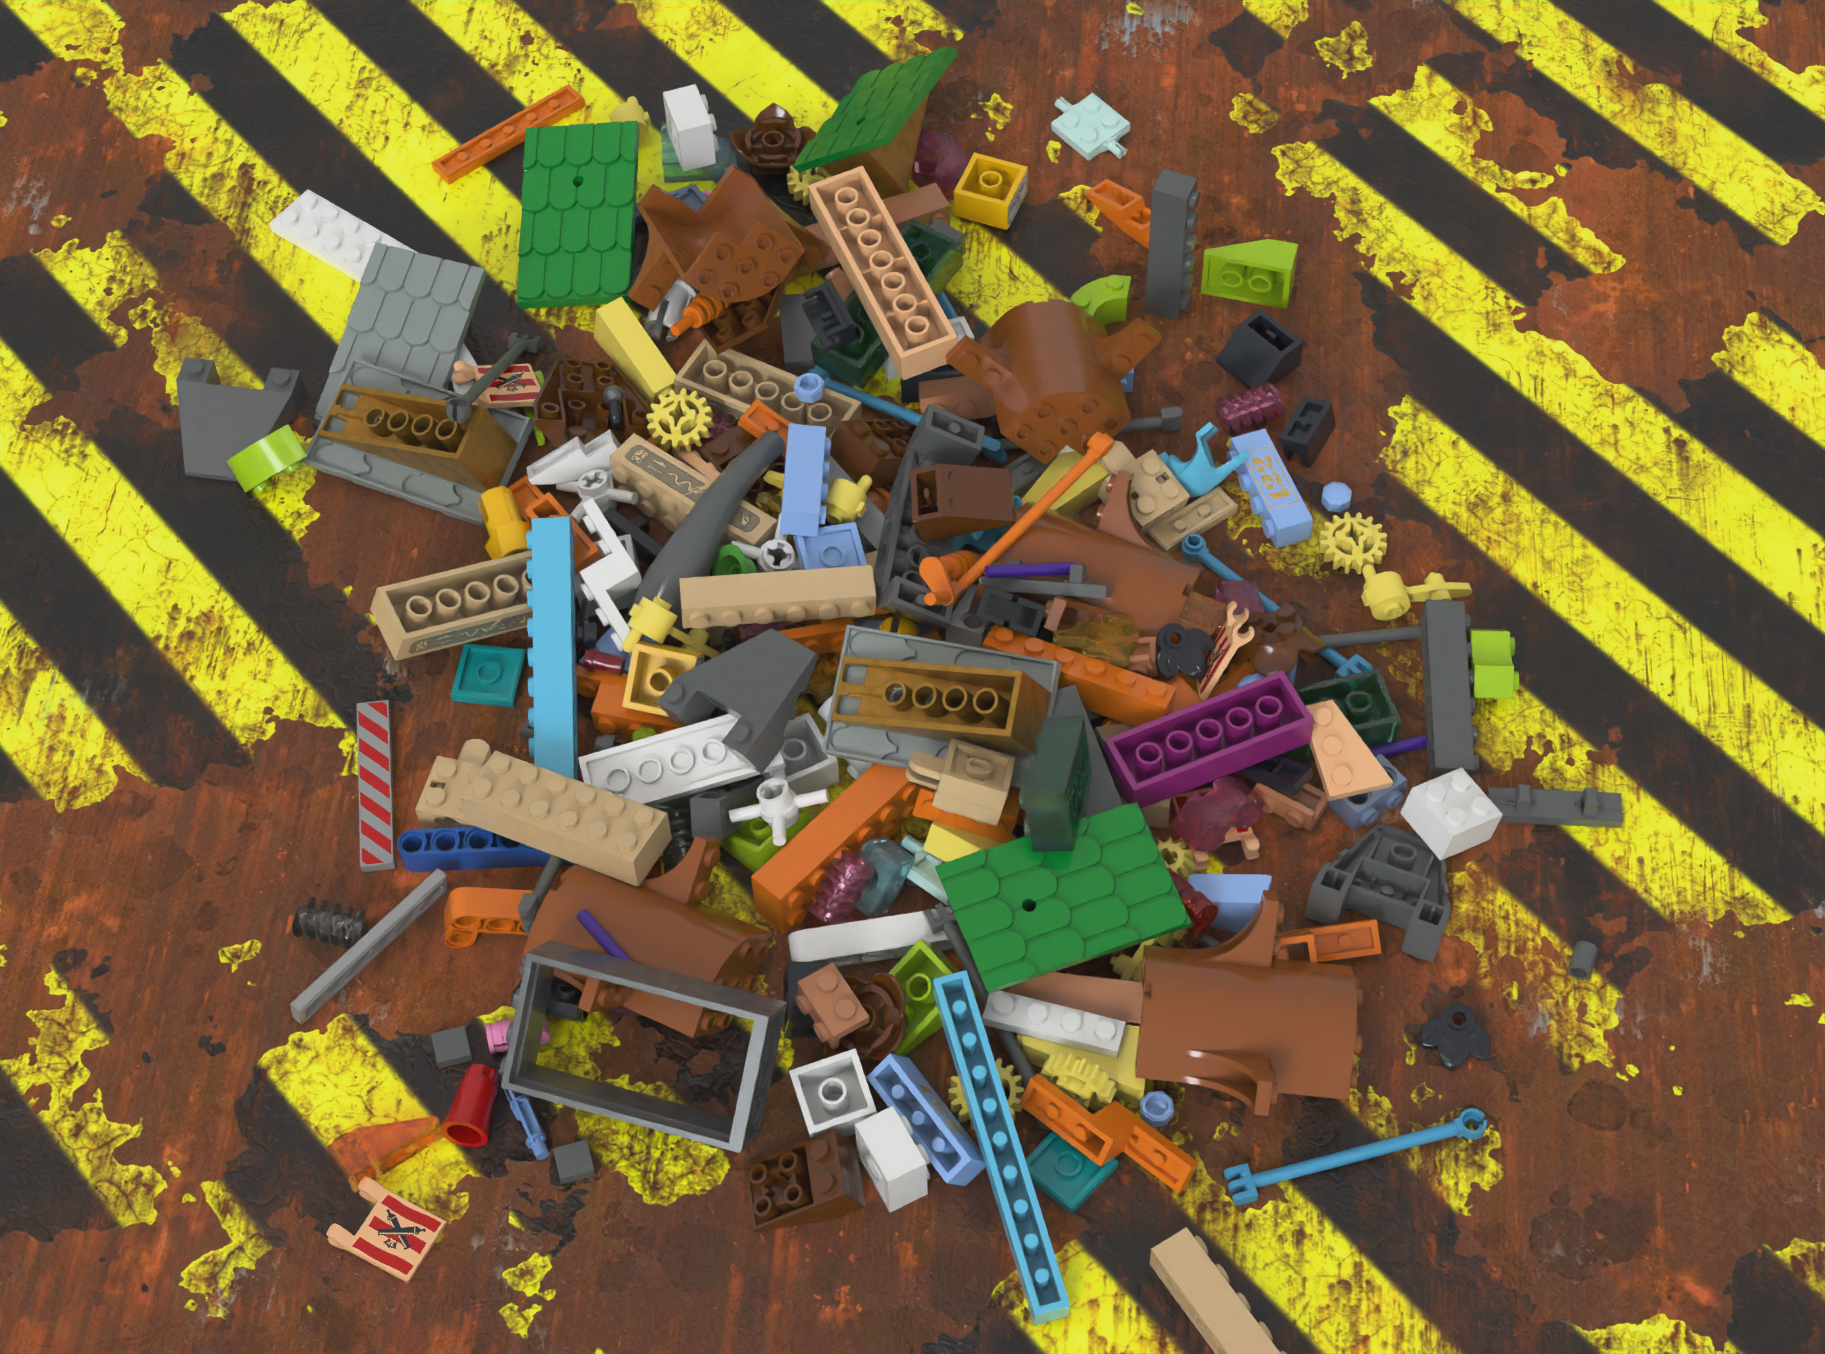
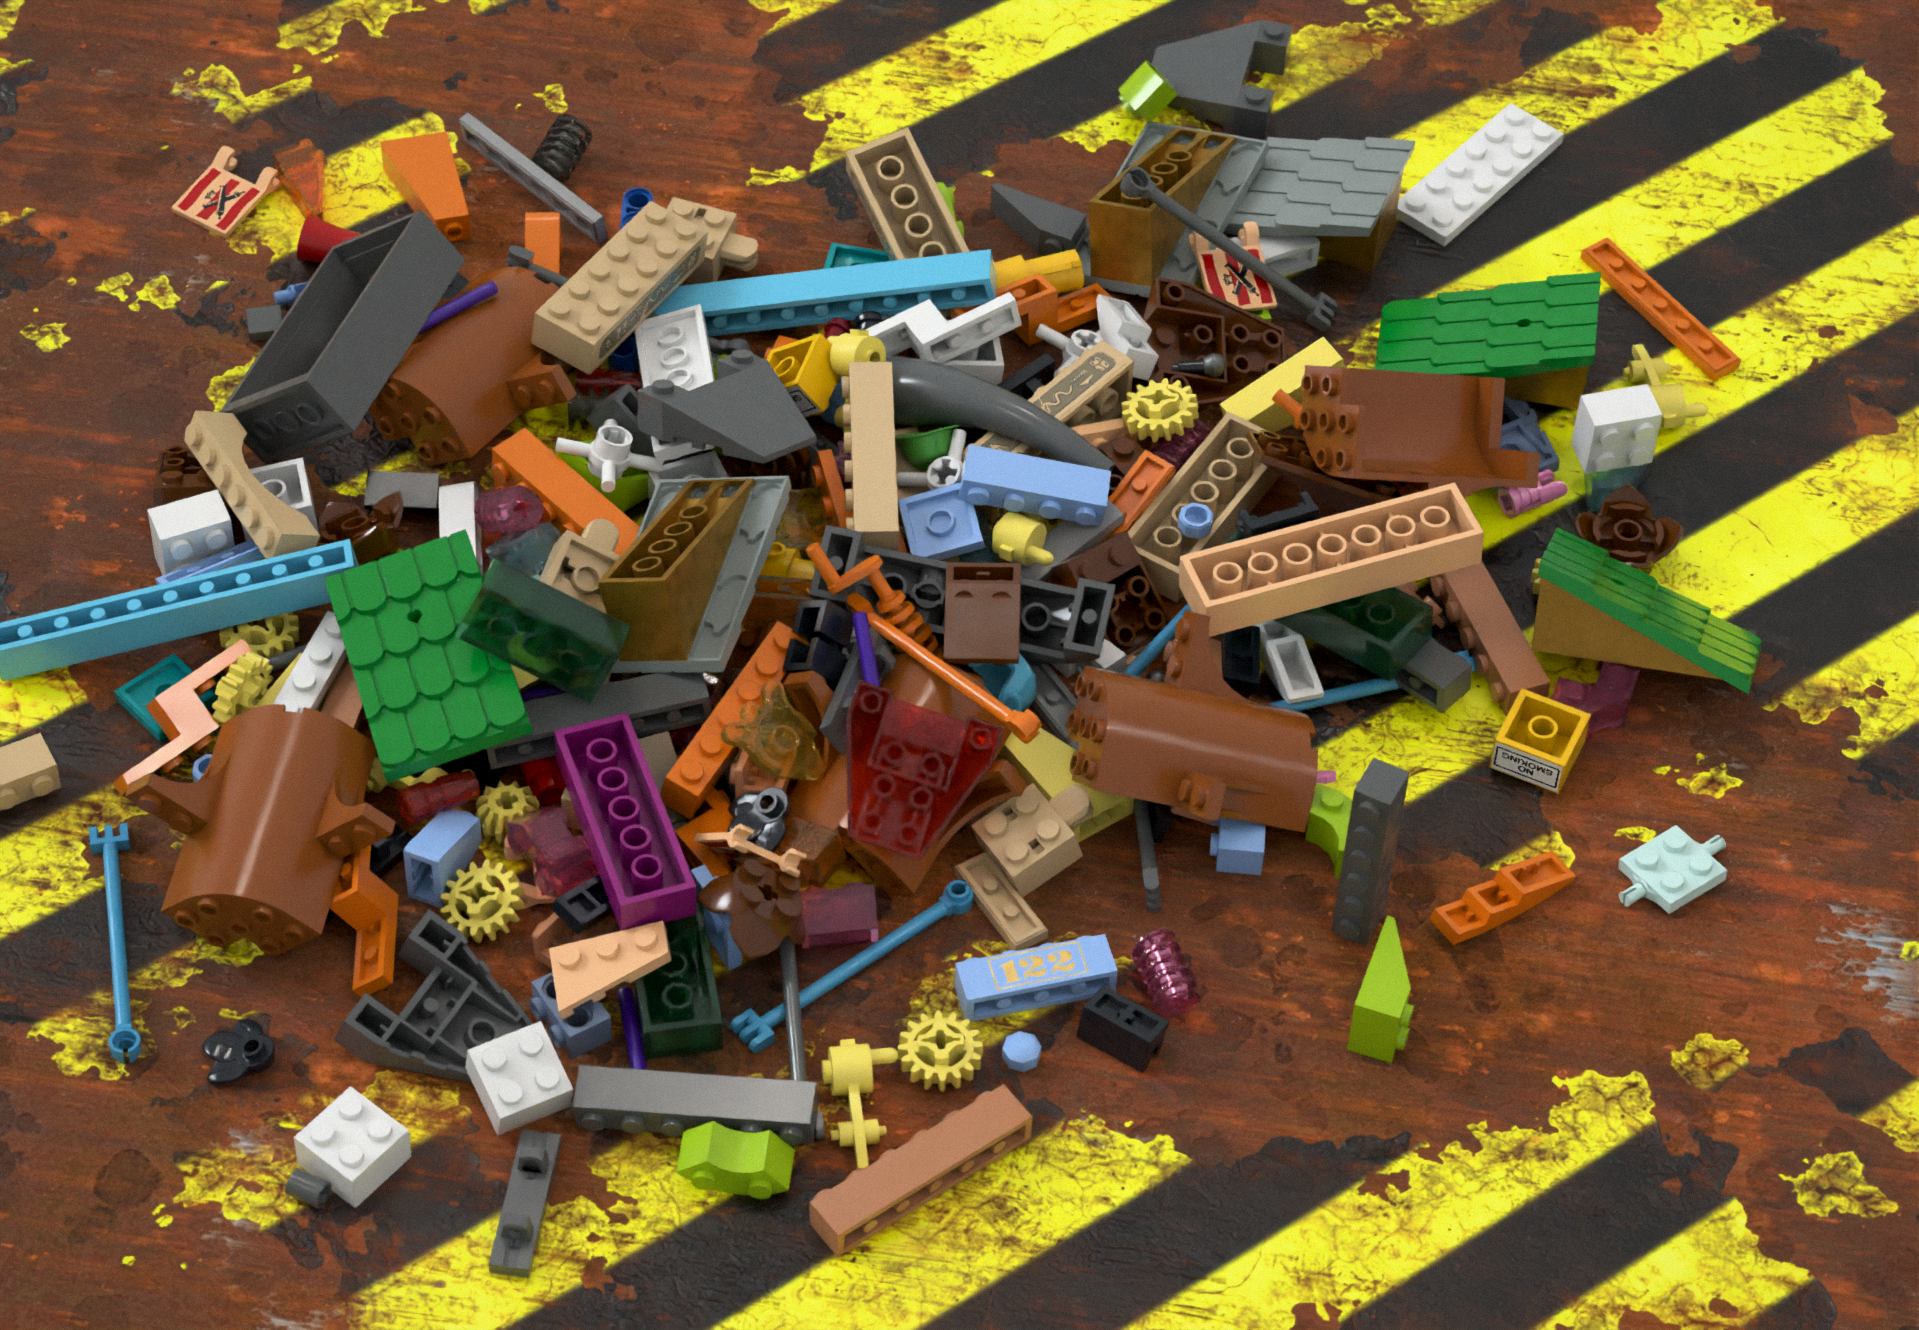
camera: 90 degrees right, 5 degrees down
(375, 786) = (737, 187): tile -> none
(381, 1033) = (429, 180): none -> orange slope
(427, 537) = (1040, 223): none -> dark grey slope
(798, 1133) = (271, 523): none -> tan arch
(830, 1004) = (368, 490): nougat bracket -> none
(1128, 534) = (909, 769): none -> clear red wedge
(1200, 473) = (1059, 897): medium azure piece -> none
(1260, 351) = (1254, 994): black slope -> none
(1280, 859) = (483, 901): none -> light yellow gear
(1467, 547) = (919, 1169): none -> nougat brick
(1541, 928) = (353, 1146): none -> white brick

